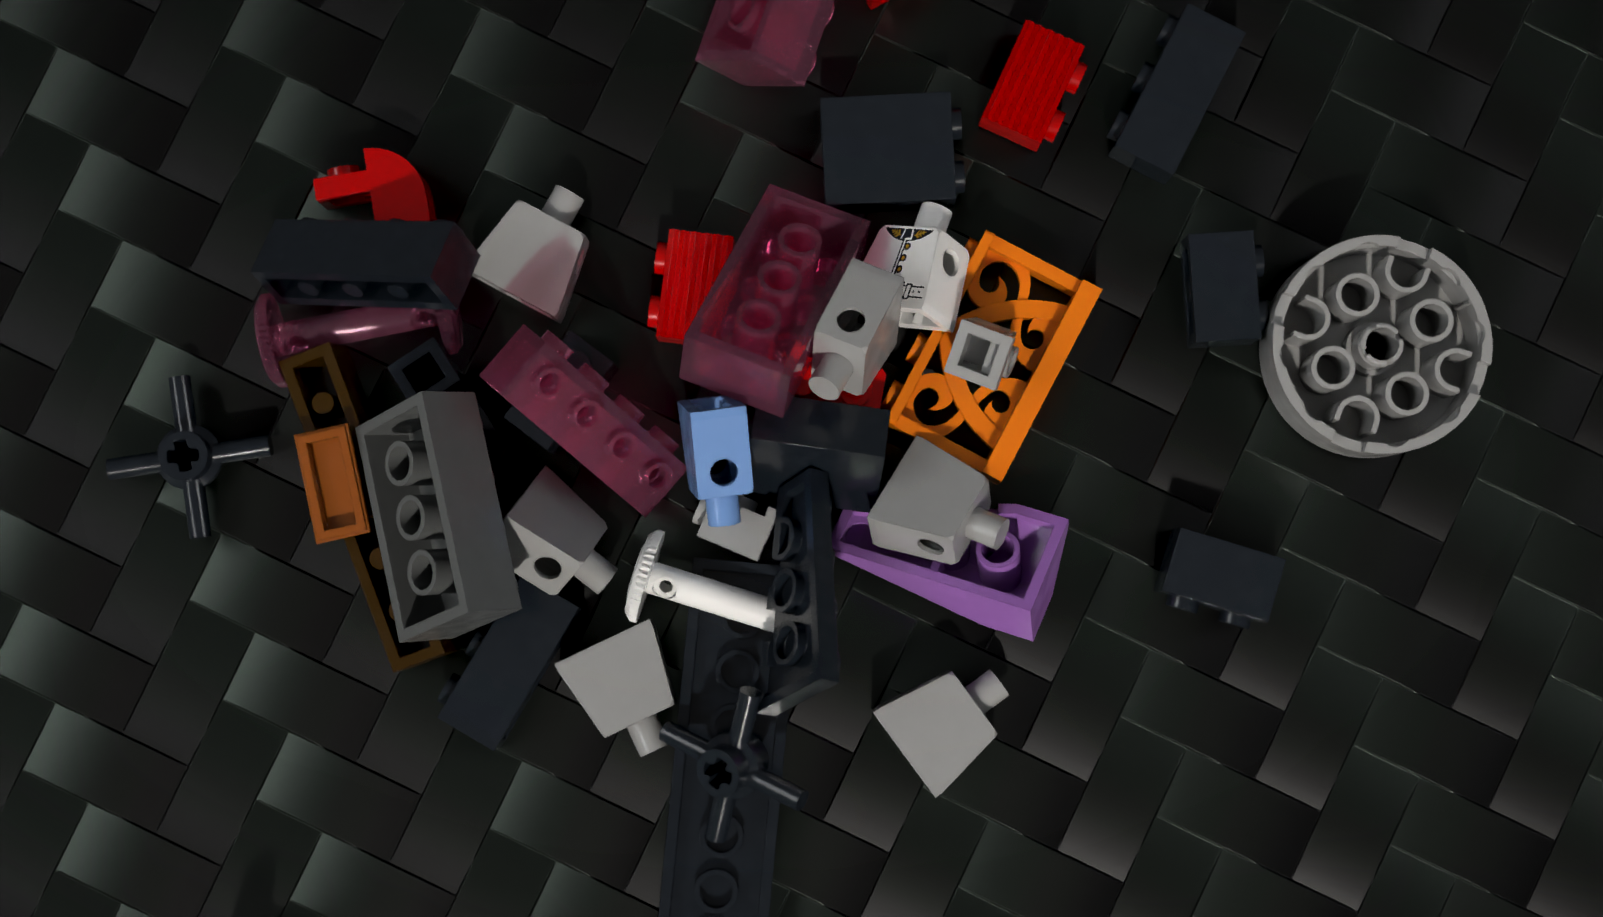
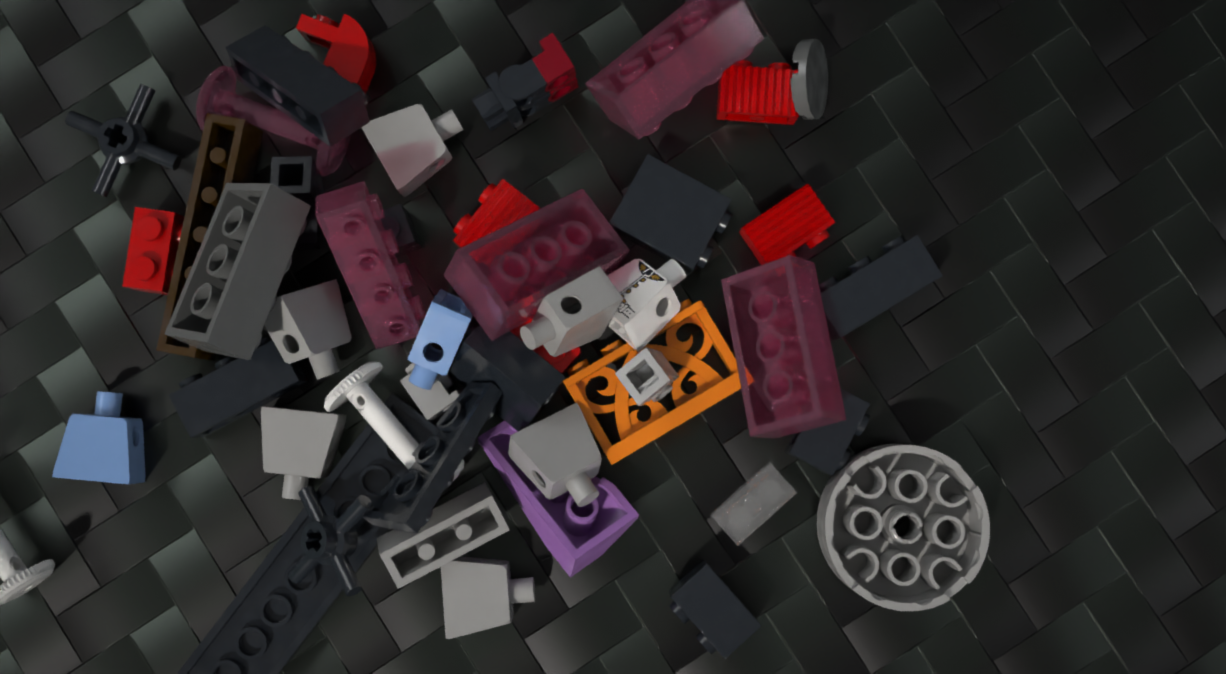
camera: 35 degrees right, 0 degrees up
(316, 574) = (152, 250): none -> red brick
(332, 483) = (189, 209): dark orange tile -> none
(391, 826) = (102, 445): none -> medium blue torso
(632, 104) = (527, 87): none -> black hips
(874, 658) = (449, 533): none -> light grey brick
(1116, 226) = (782, 348): none -> clear pink brick
(1189, 429) = (753, 503): none -> clear plate

